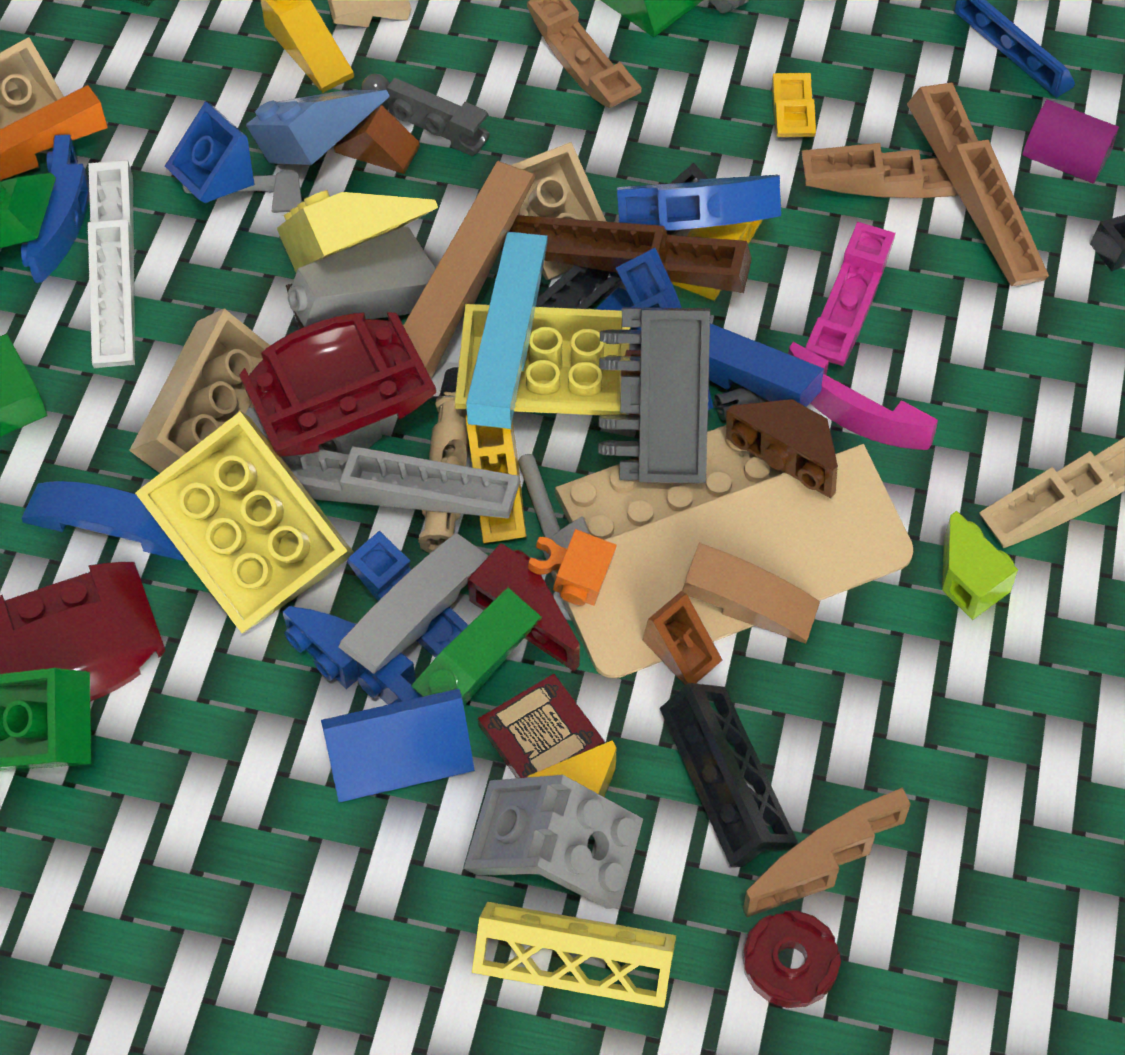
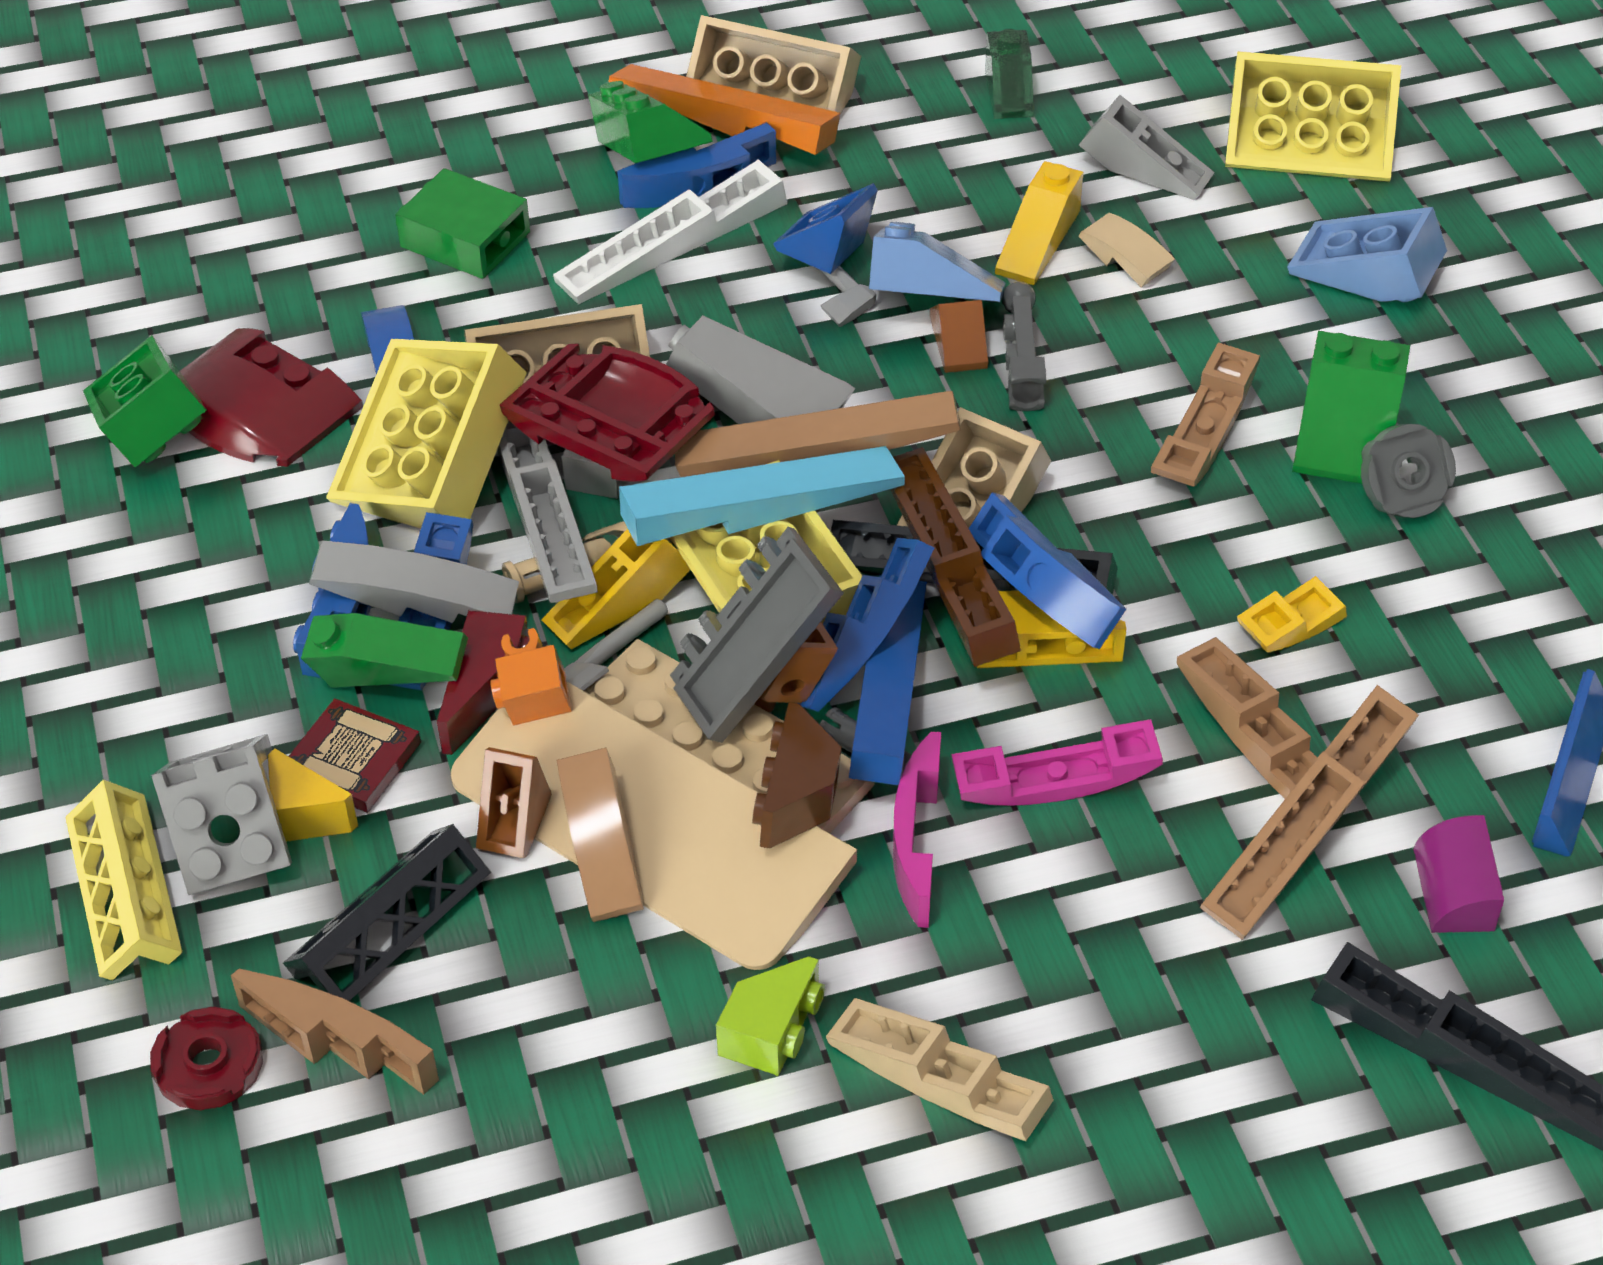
camera: 60 degrees right, 10 degrees down
(338, 222) = (767, 311): light yellow slope -> none
(398, 745) = (255, 644): blue tile -> none

